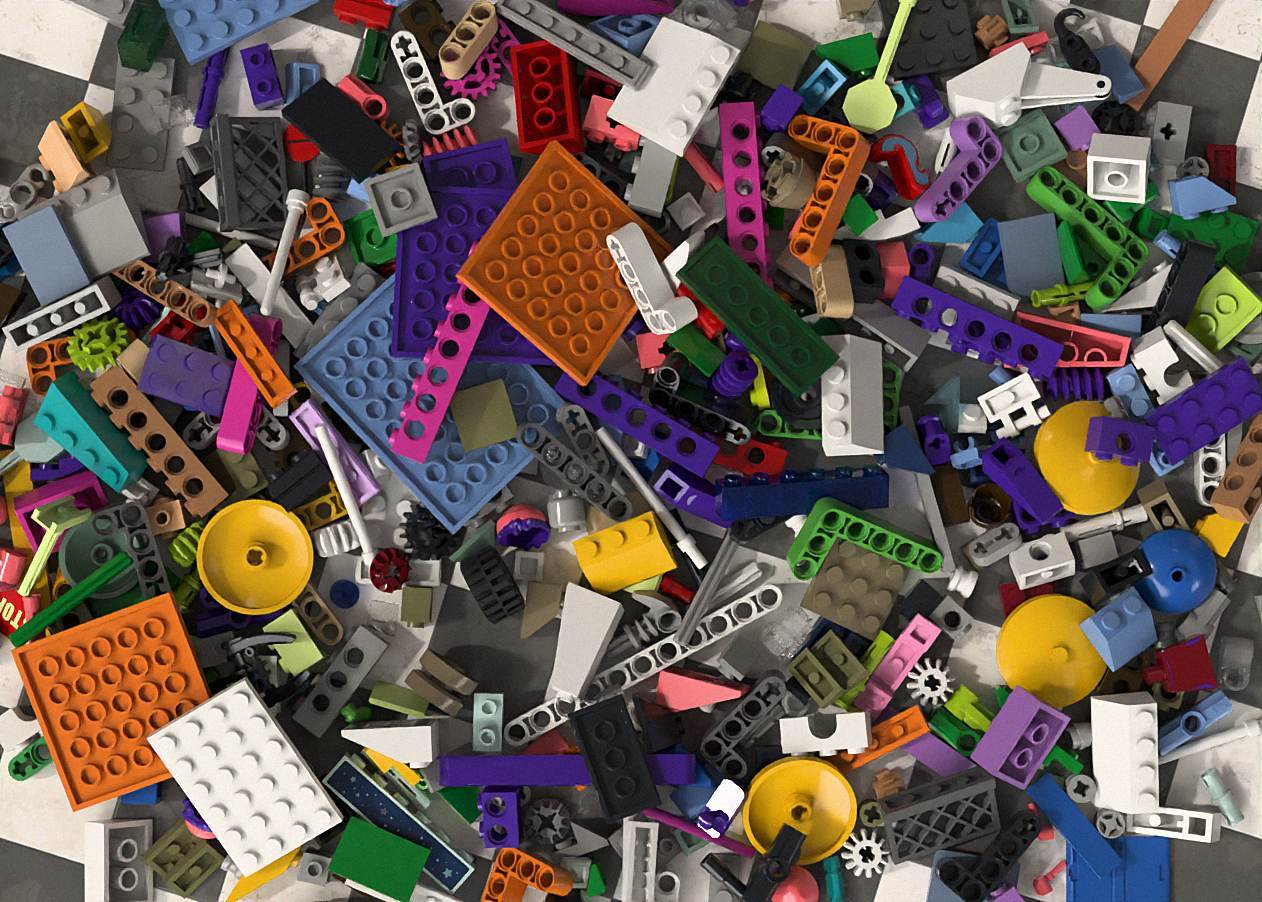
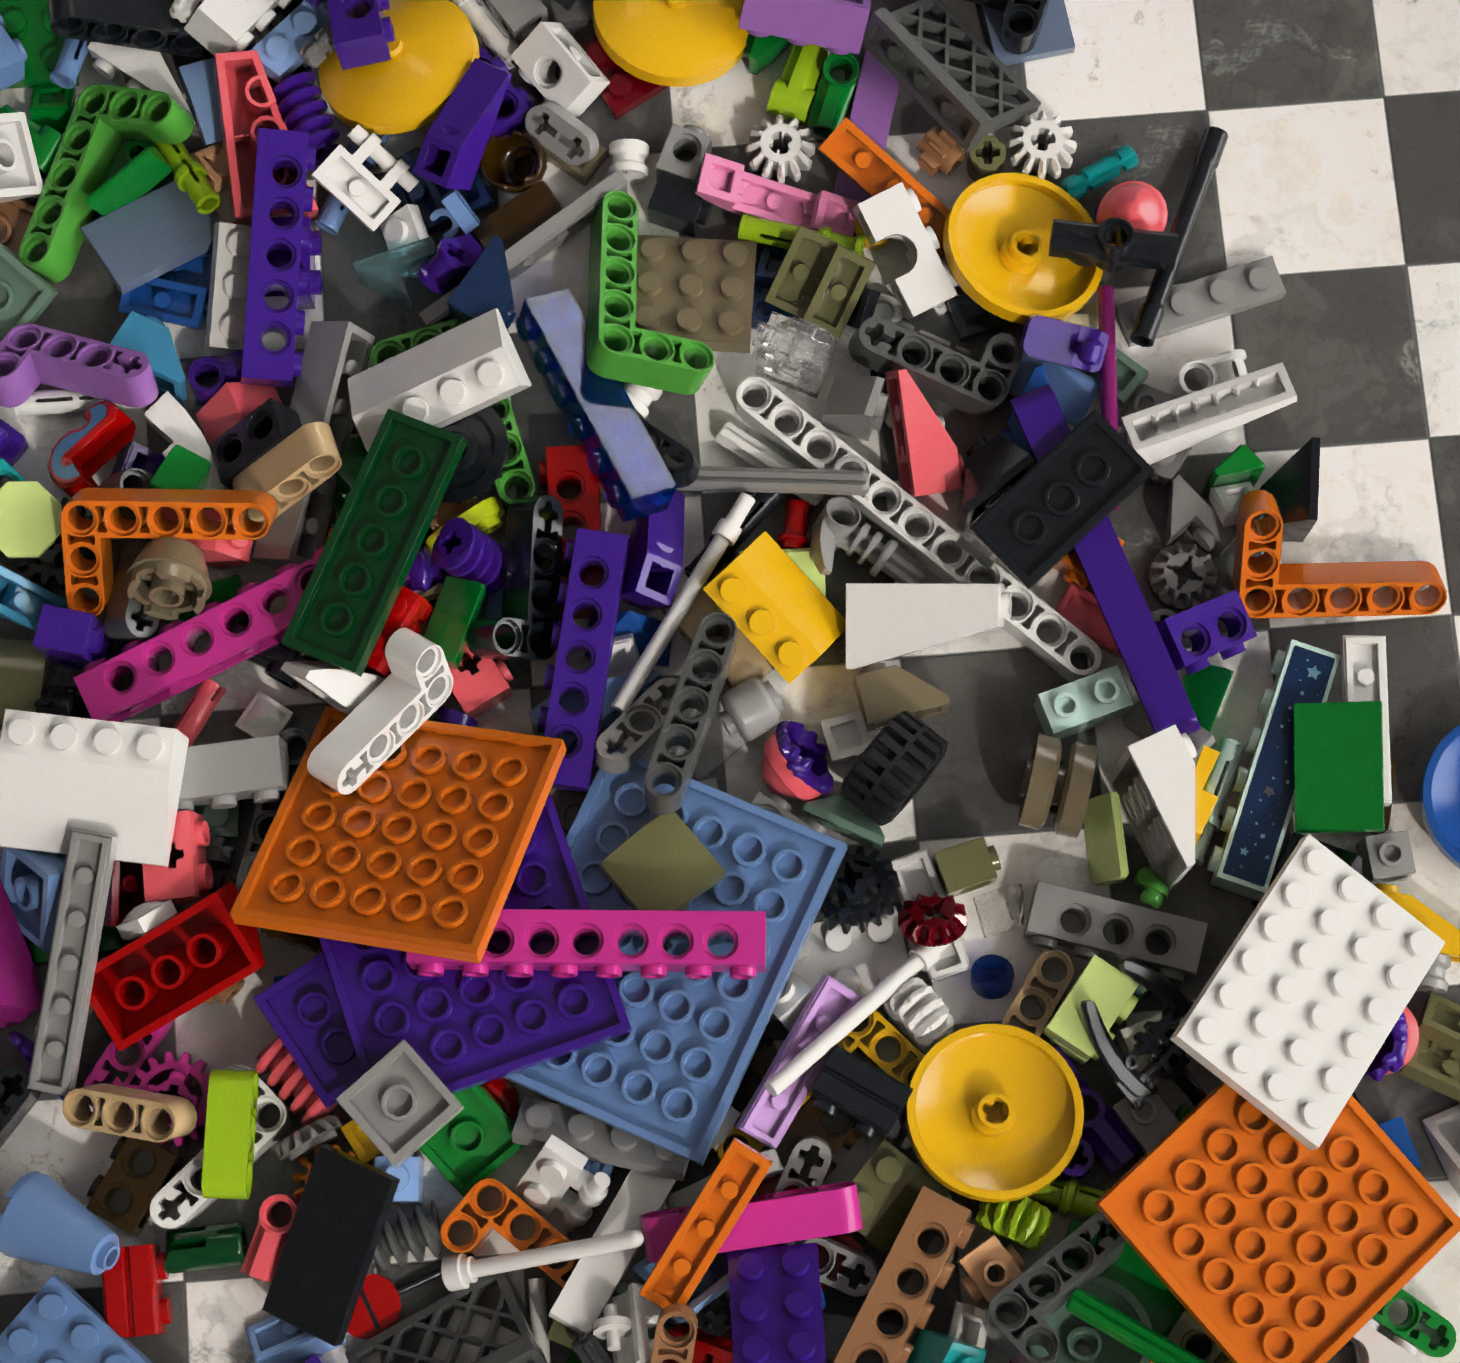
camera: 105 degrees left, 10 degrees down
(430, 94) = (230, 1134): none -> lime beam
(581, 91) = (145, 918): none -> white tile

